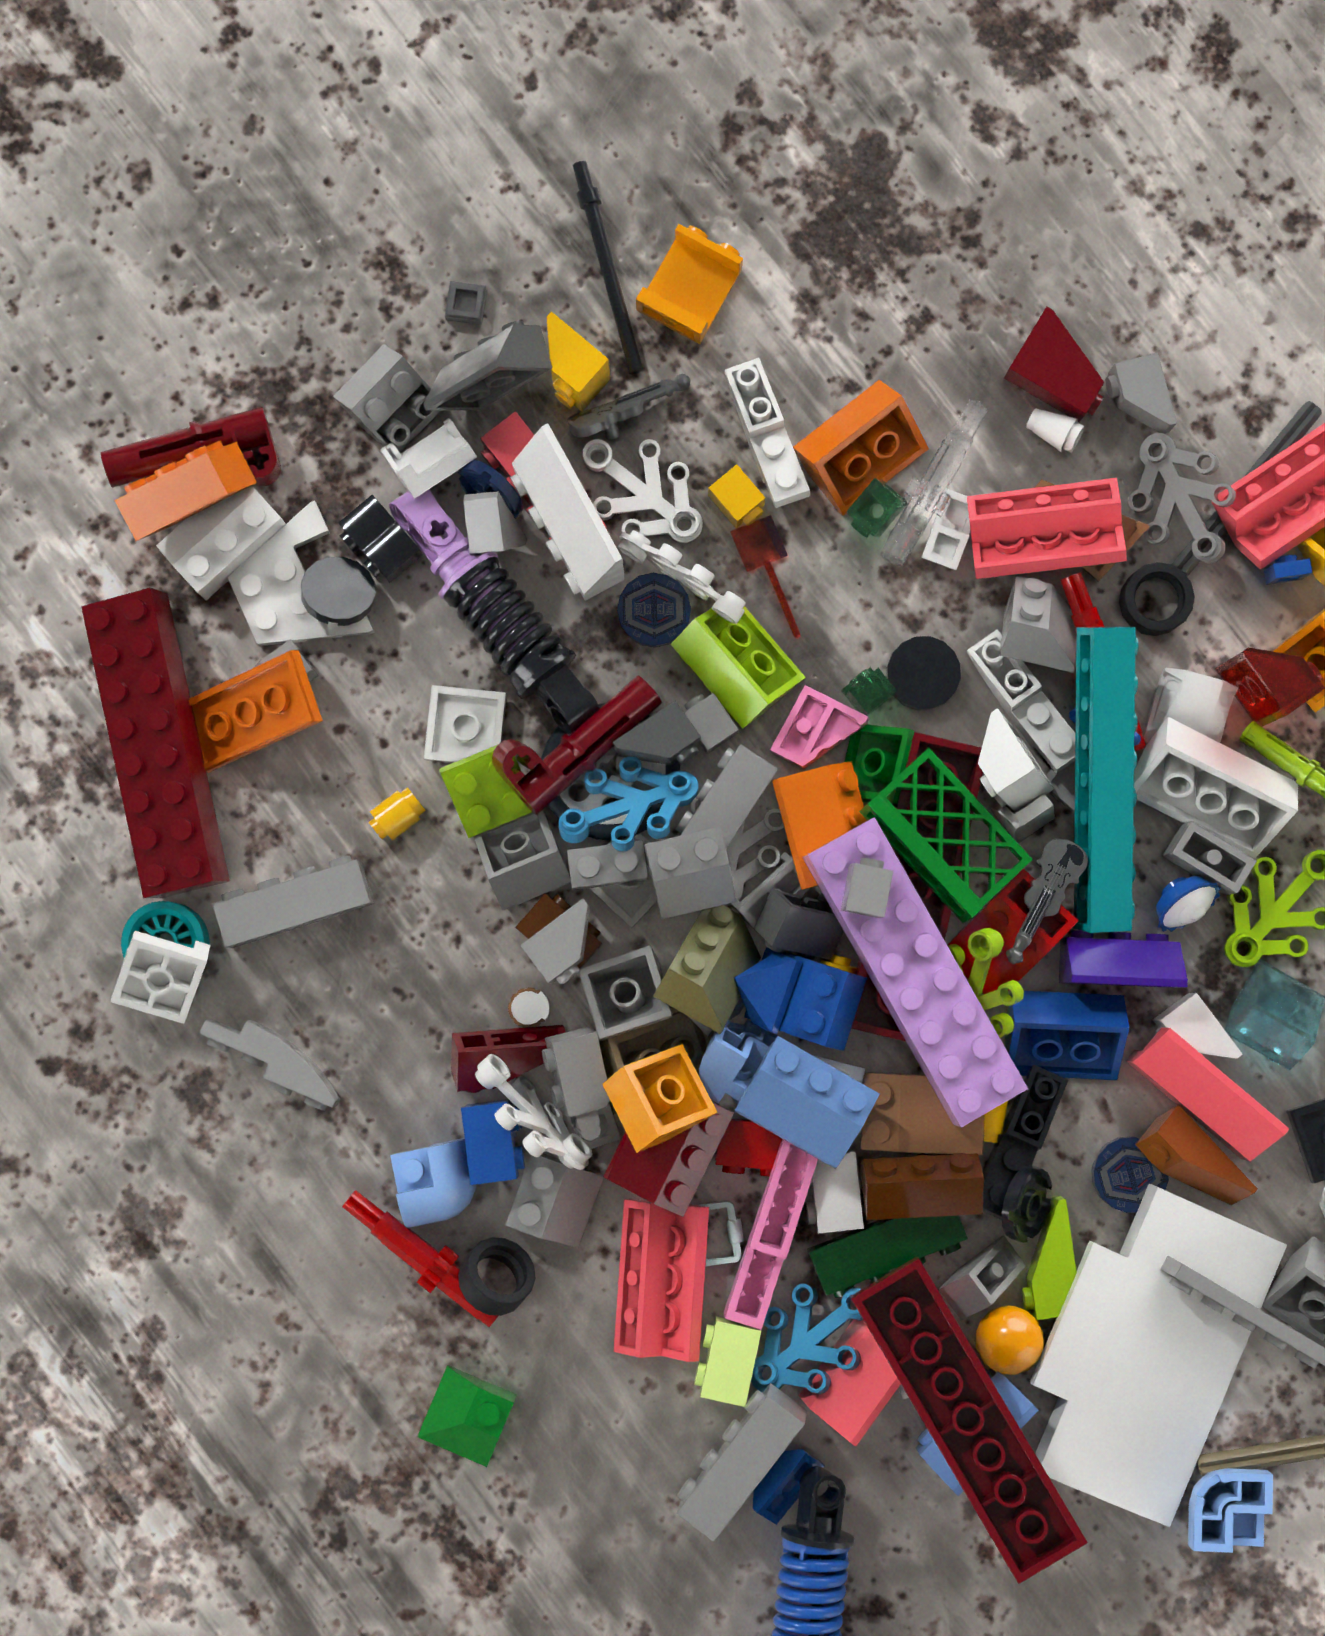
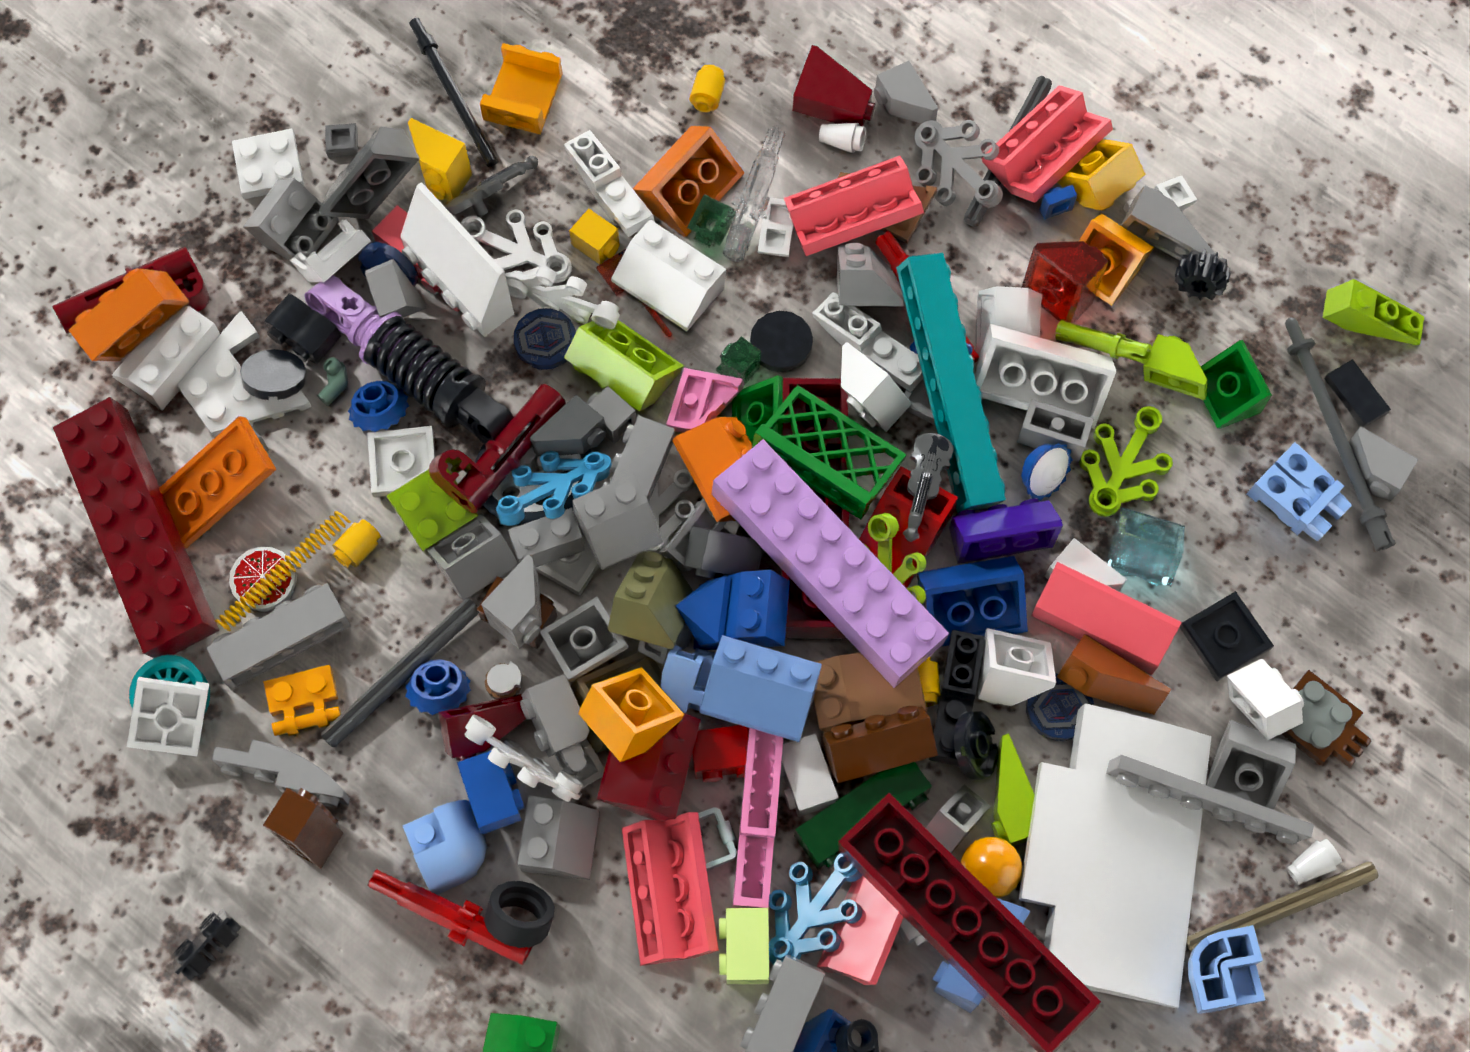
camera: 15 degrees left, 15 degrees down
(148, 1236) = (187, 955): none -> black hinge
(285, 1144) = (304, 826): none -> reddish brown brick
(287, 830) = (253, 566): none -> tile
(305, 969) = (300, 691): none -> light orange plate
(310, 833) = (233, 614): none -> yellow piece
(375, 314) = (265, 160): none -> white plate
(408, 609) = (336, 379): none -> sand green arm
(419, 974) = (400, 673): none -> dark grey axle
(449, 655) = (377, 406): none -> blue piece
(456, 1001) = (437, 687): none -> blue piece
(811, 566) = (669, 275): none -> white slope
(867, 888) = (769, 490): light grey brick -> none
(909, 332) = (707, 88): none -> yellow brick
(1027, 819) = (899, 430): white tile -> none
(1093, 1123) = (1014, 668): none -> white slope
(1179, 582) = (967, 225): black tyre -> none

